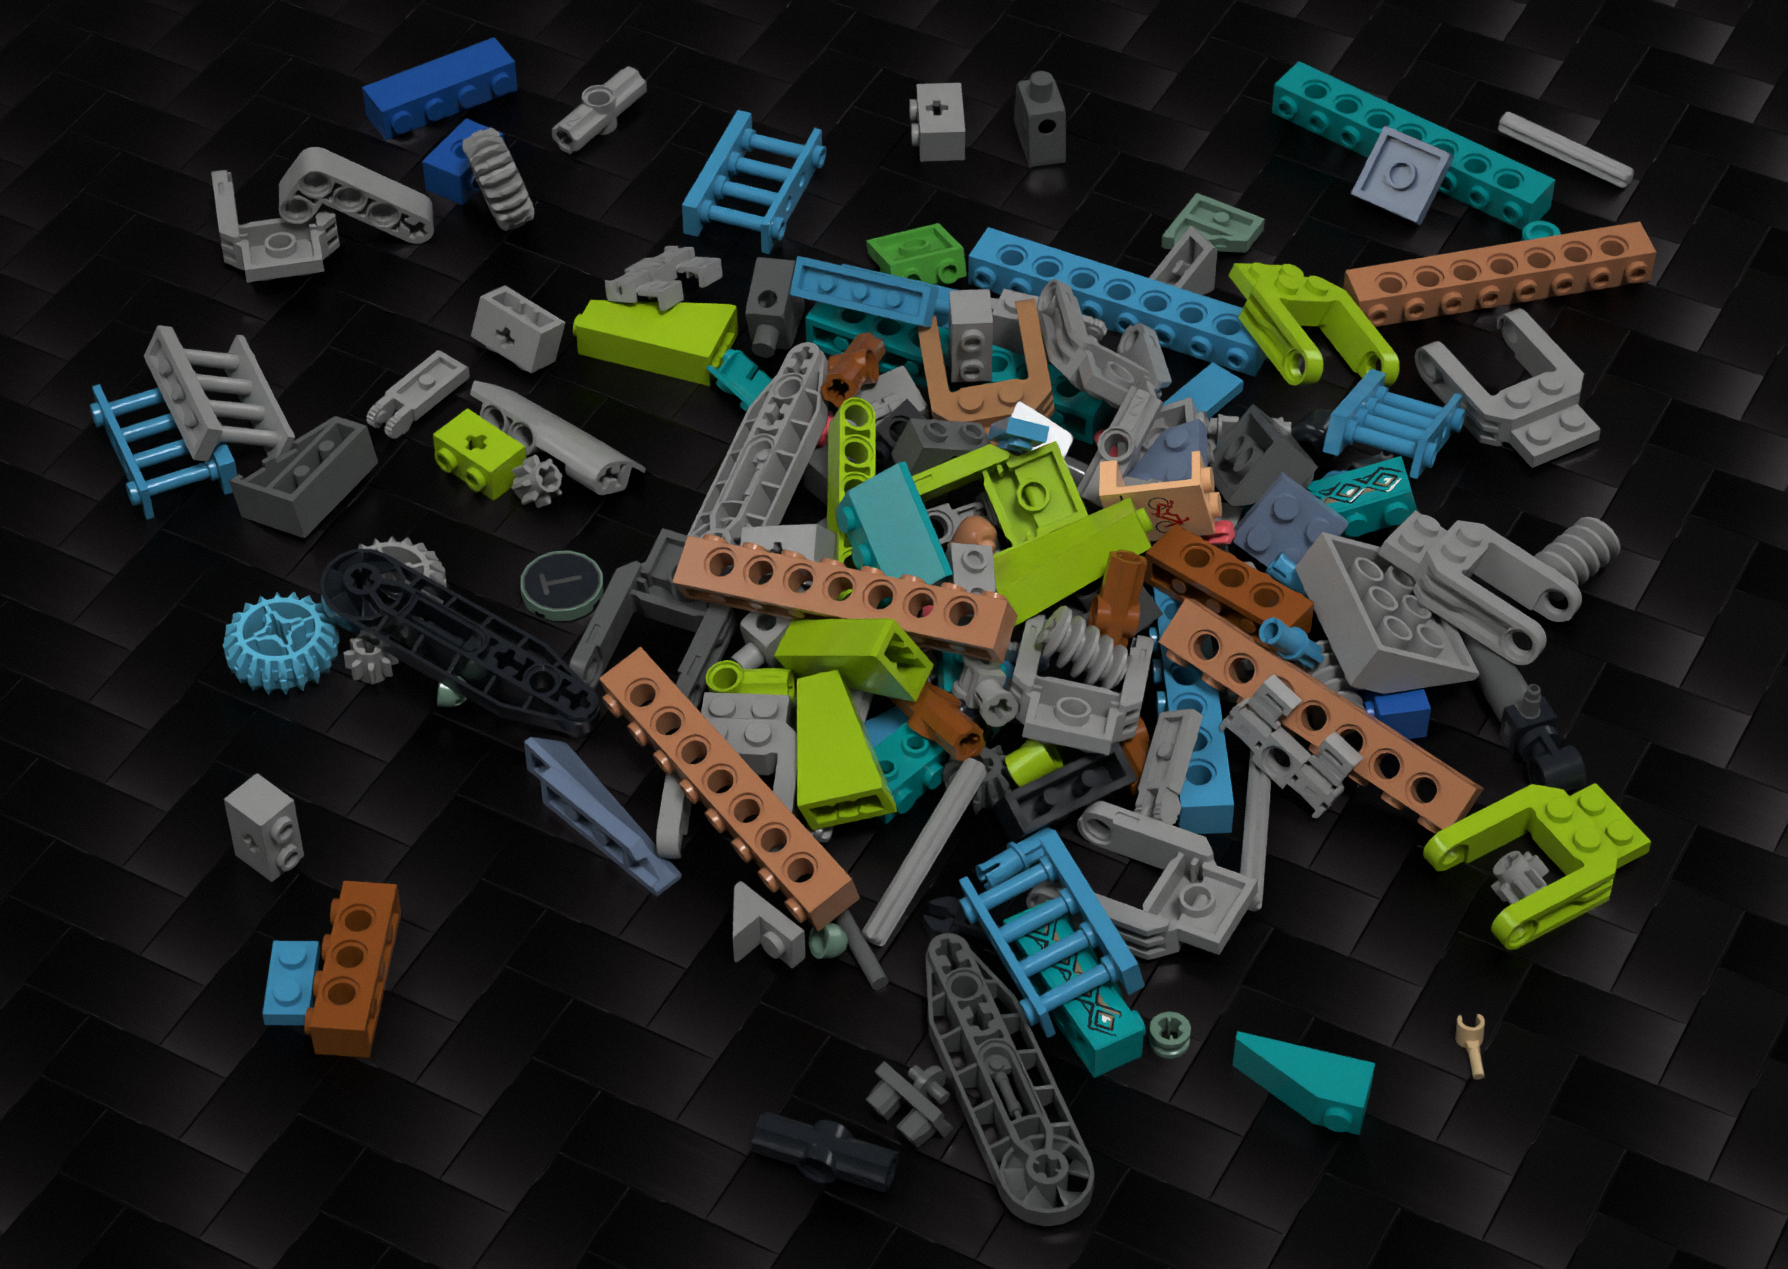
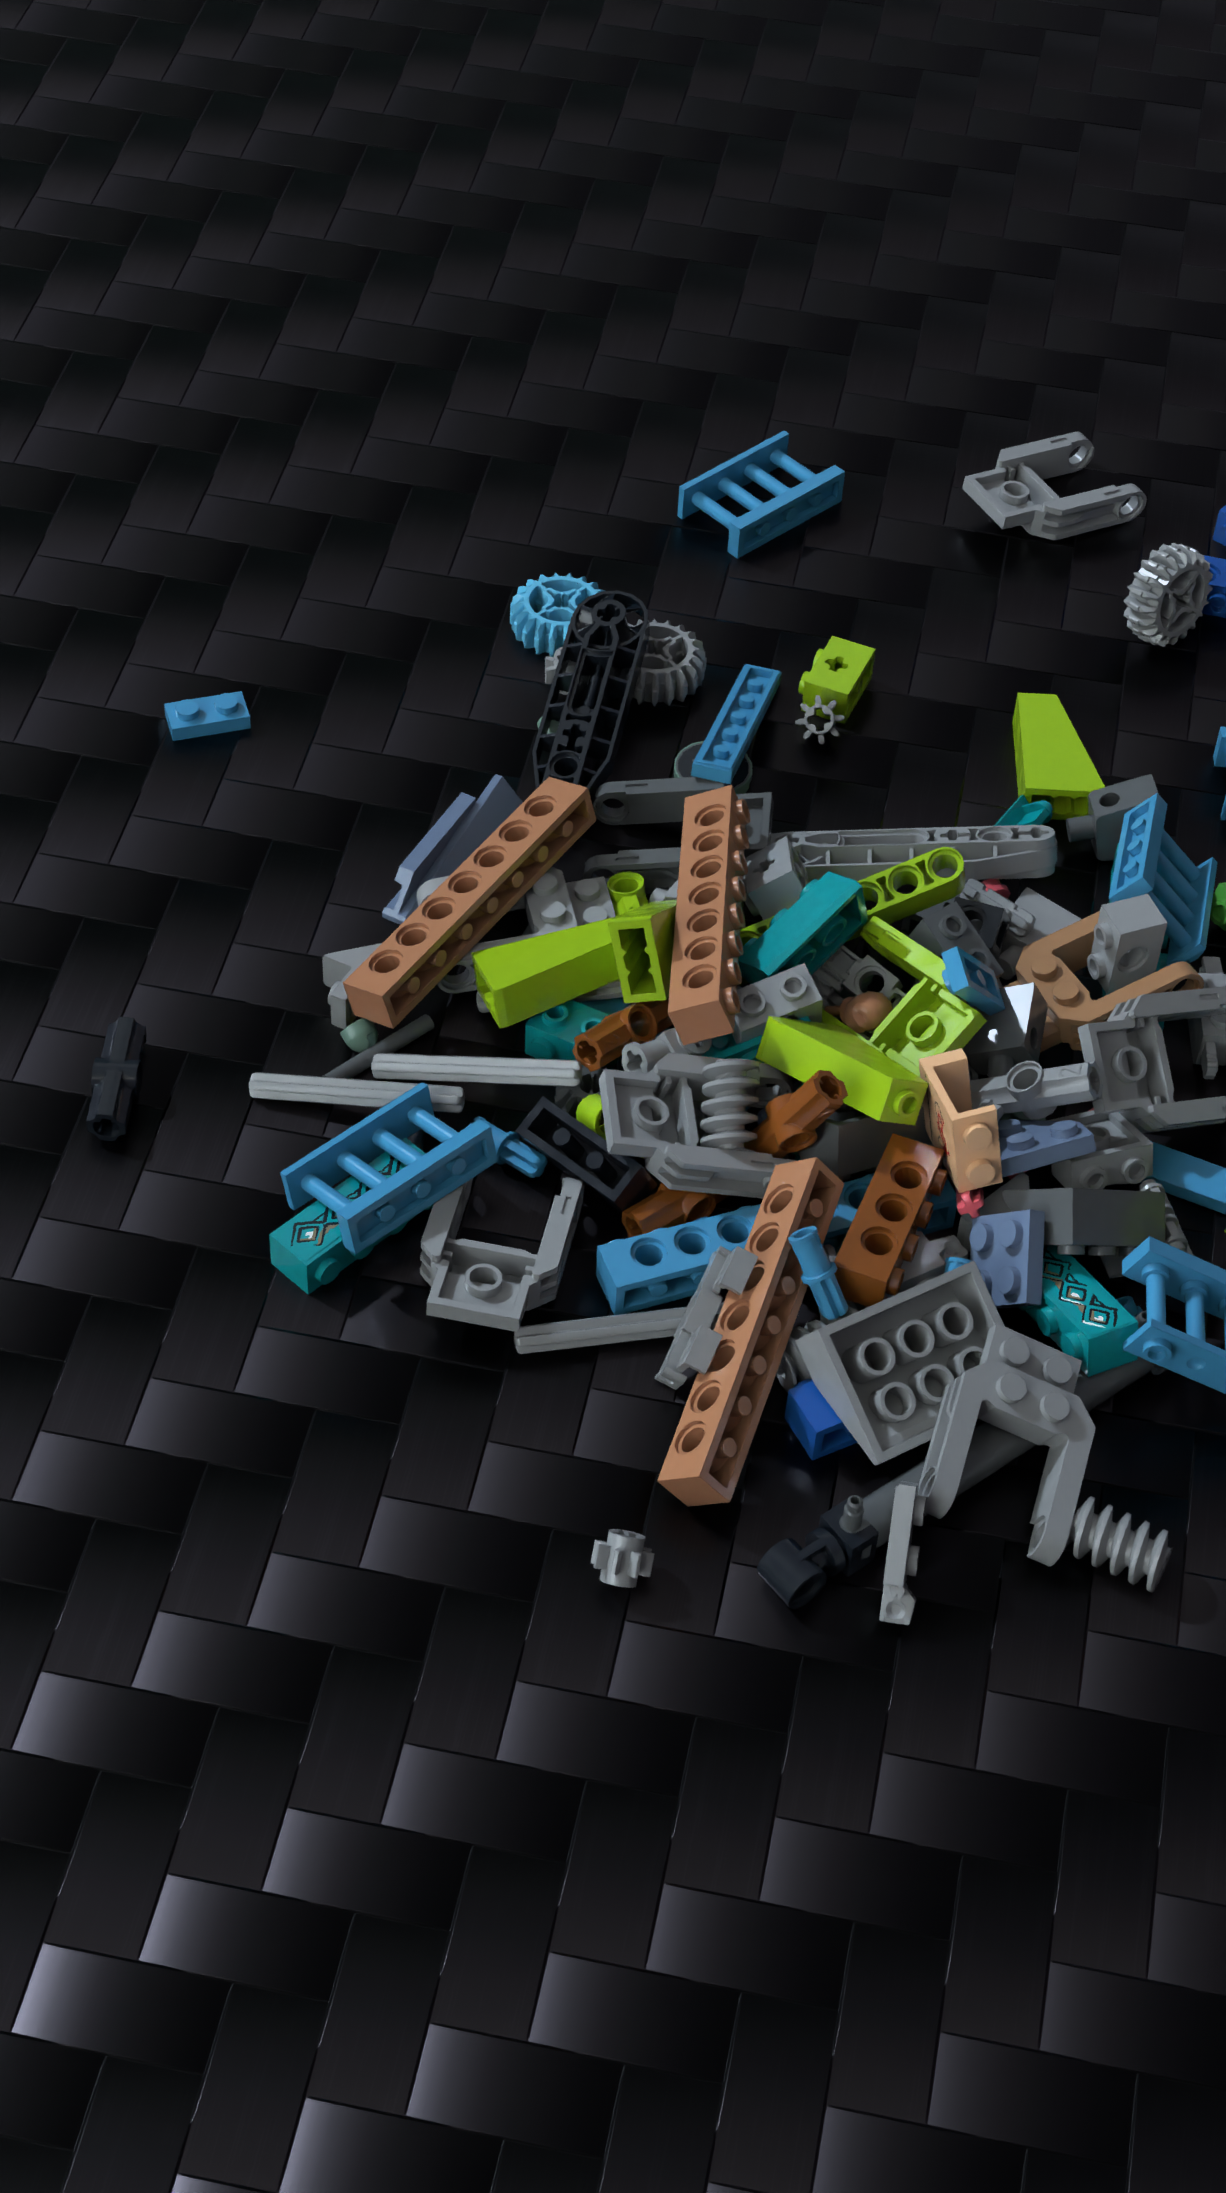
camera: 70 degrees right, 0 degrees up
(198, 415) = (805, 468): light grey fence -> none
(264, 827) = (340, 644): light grey brick -> none
(308, 480) = (750, 582): dark grey wedge -> none
(331, 180) = (1093, 516): light grey beam -> none
(354, 969) = (225, 742): dark orange brick -> none
(417, 393) = (895, 627): light grey hinge -> none
(517, 329) = (997, 661): light grey brick -> none
(529, 538) = (736, 724): none -> dark azure tile
(540, 431) = (880, 721): light grey panel -> none
(657, 277) = (1093, 724): light grey piece -> none
(853, 368) = (1033, 874): dark orange piece -> none
(912, 959) = (347, 1091): none -> light grey axle
(924, 1116) = (192, 1123): dark grey hips -> none
(1031, 1148) = (209, 1191): dark grey beam -> none
(1167, 765) = (633, 1219): light grey hinge -> none
(1170, 1047) = (326, 1296): sand green bush -> none
(1313, 1082) = (294, 1426): teal slope -> none
(1471, 1039) = (405, 1558): tan hand -> none
(1565, 684) = (902, 1557): none -> light grey hinge
(1578, 832) = (701, 1613): lime plate -> none

